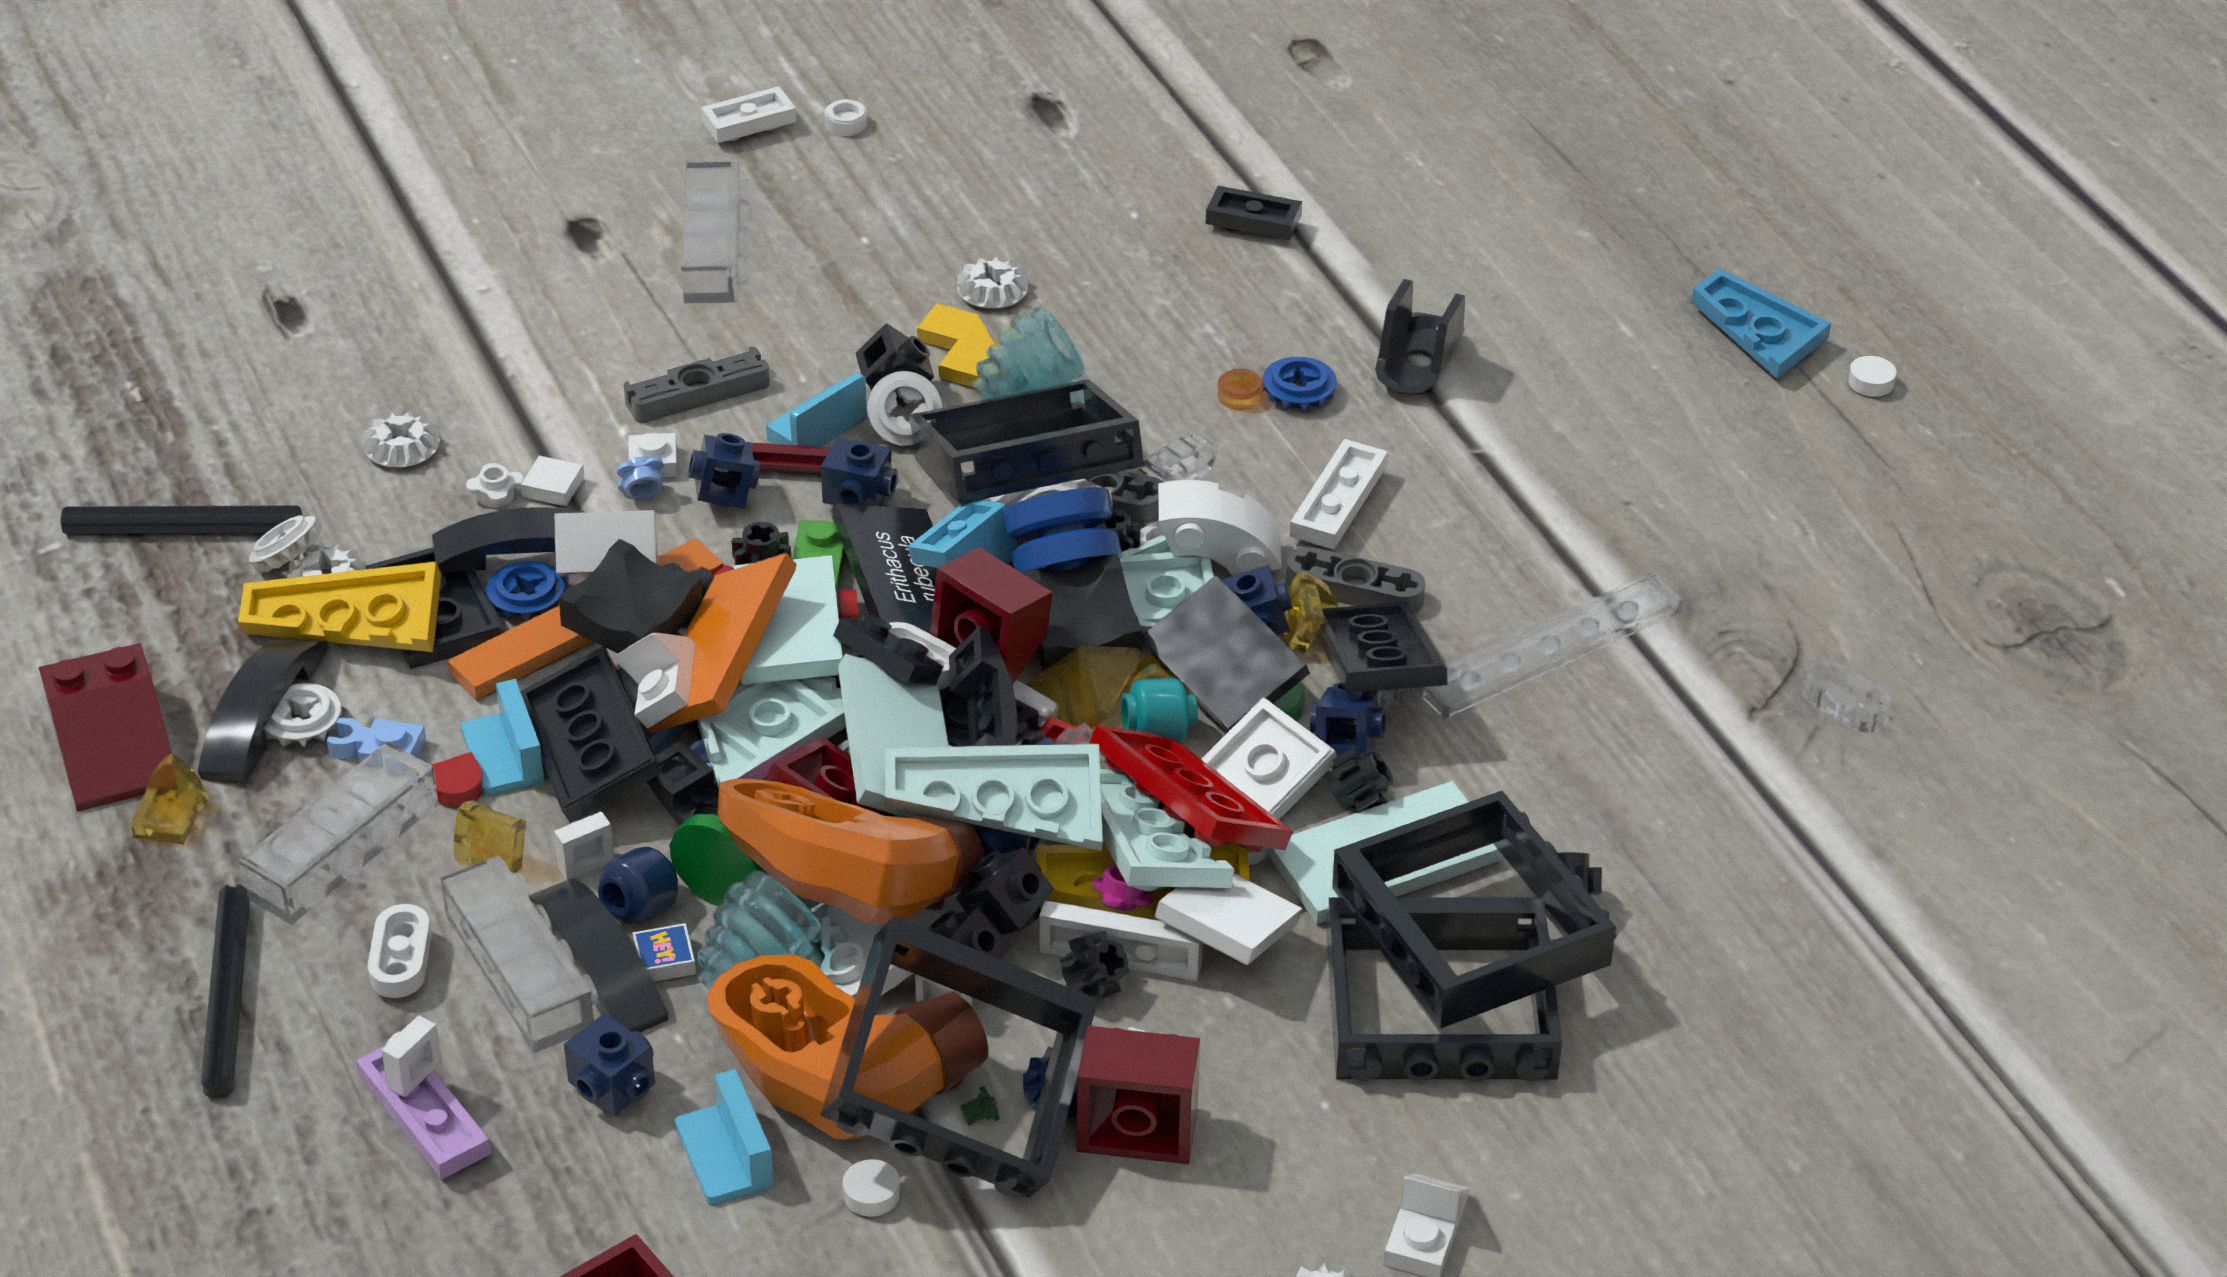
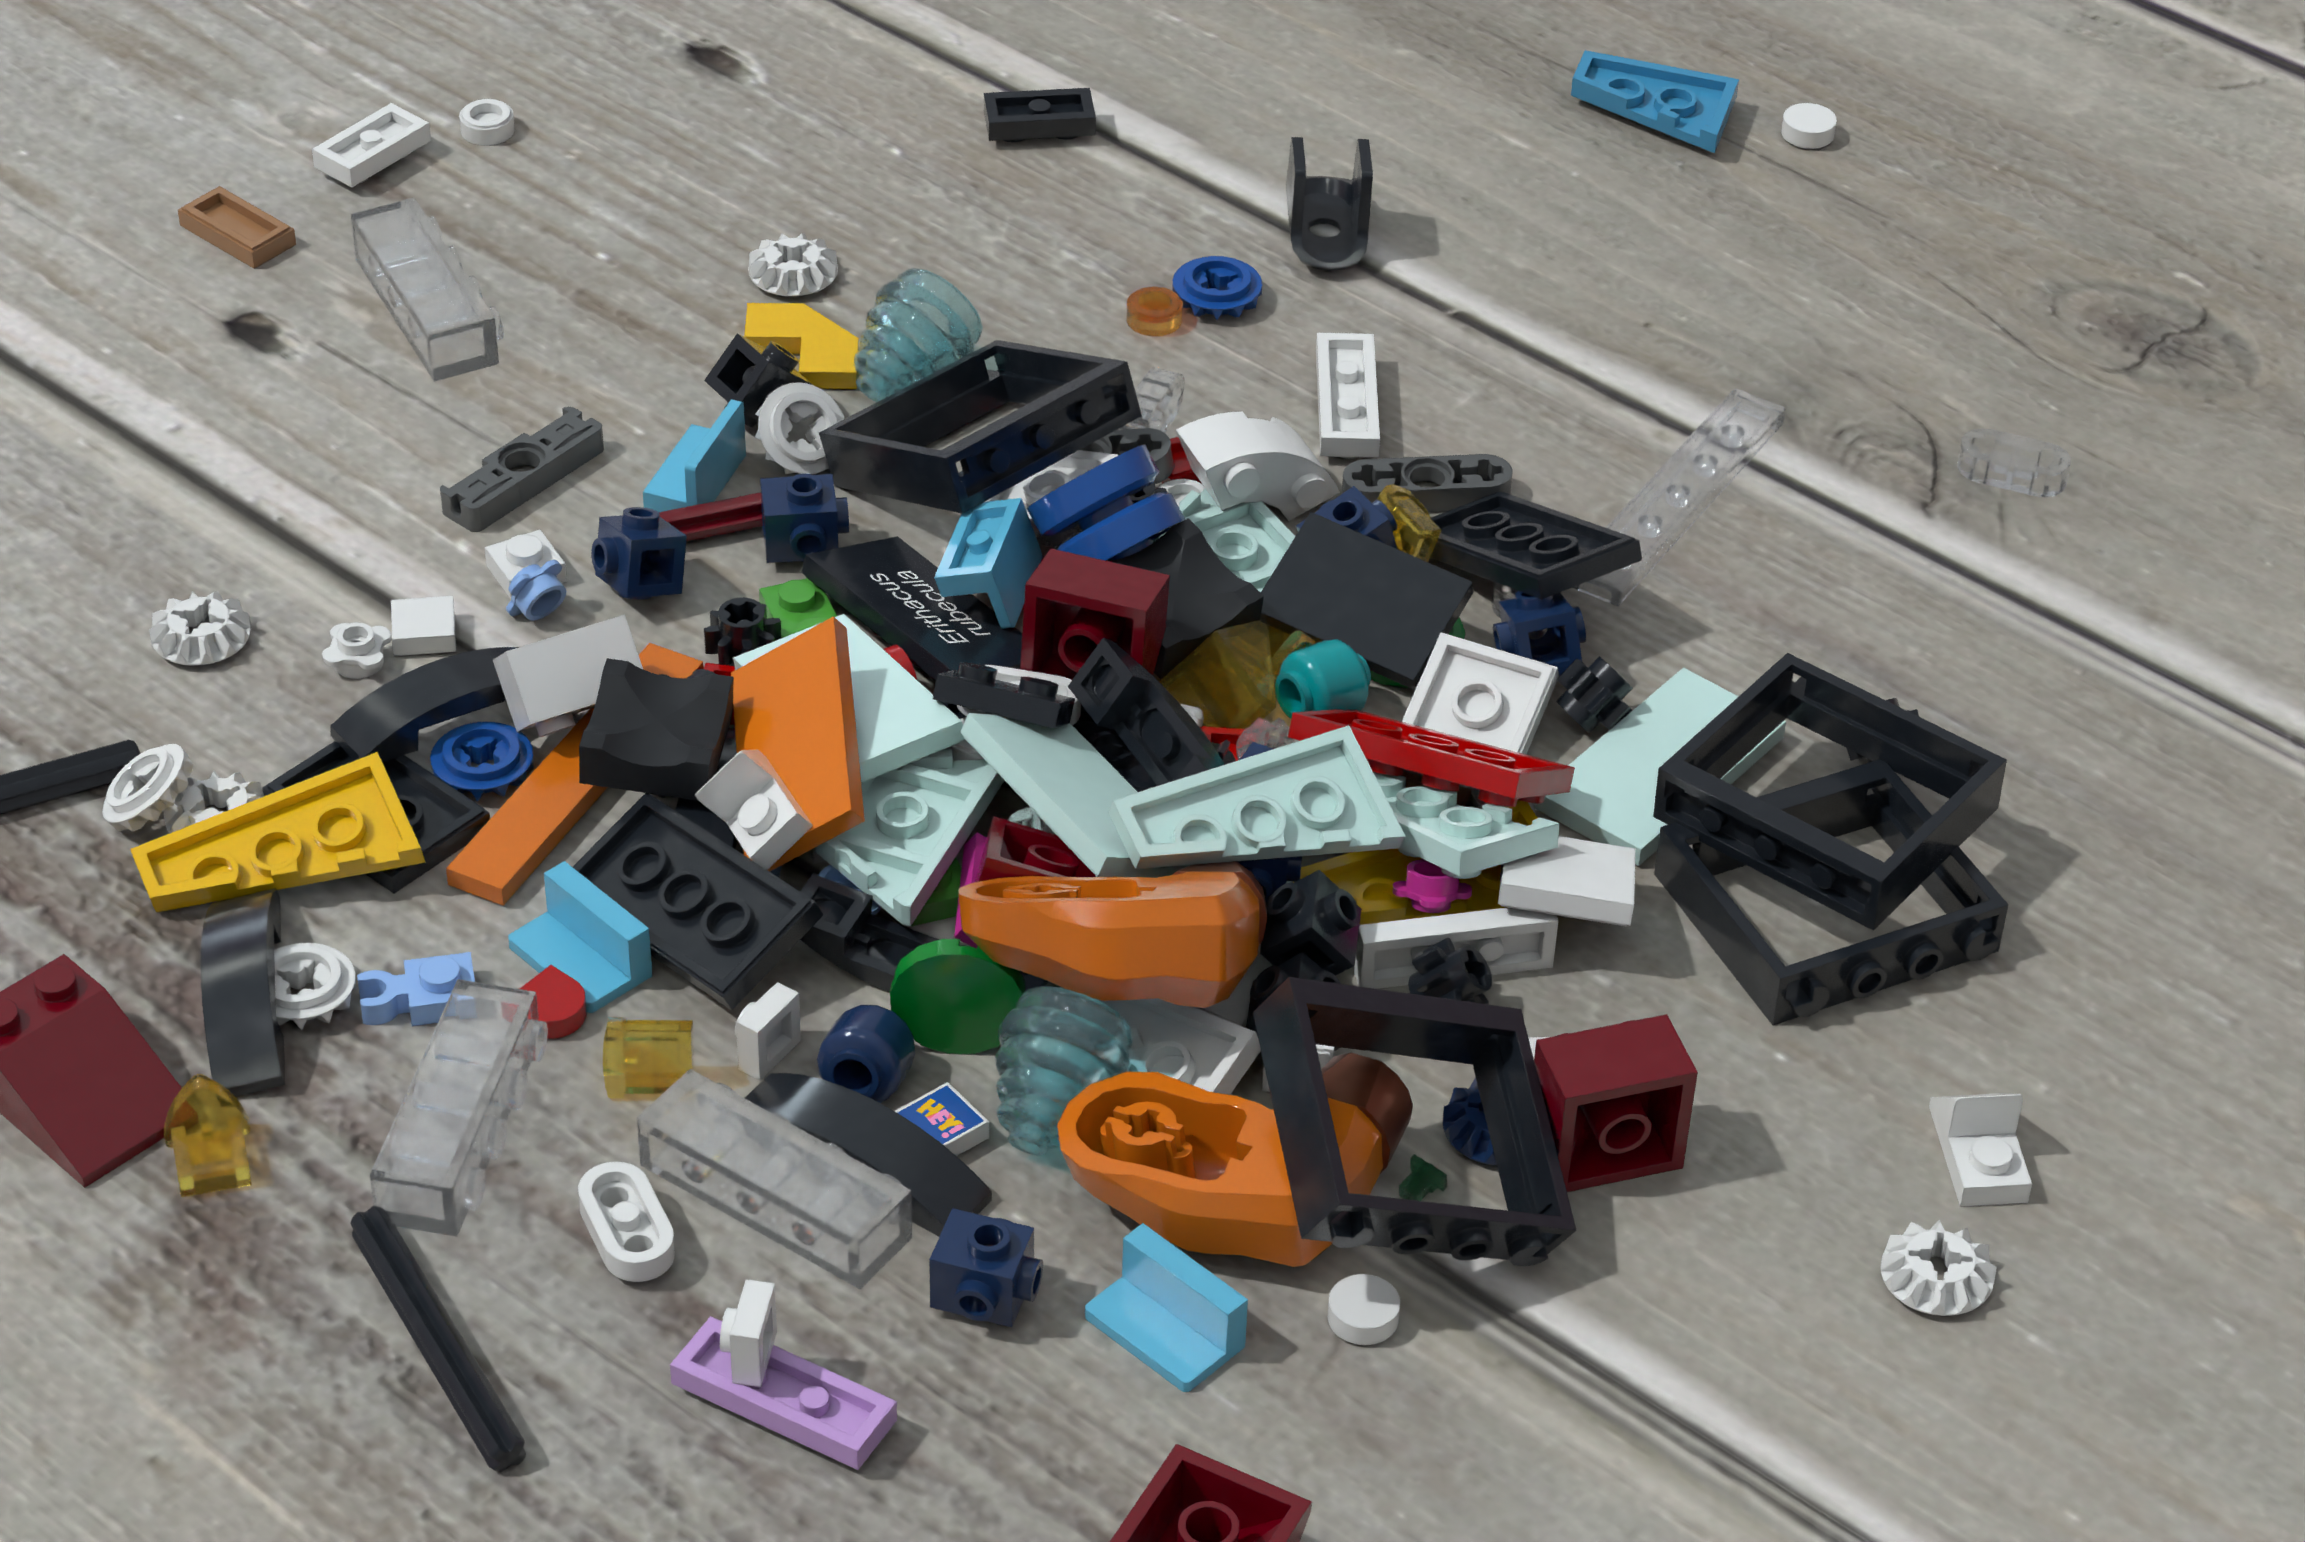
camera: 25 degrees left, 0 degrees up
(619, 152) = (236, 227): none -> medium nougat tile

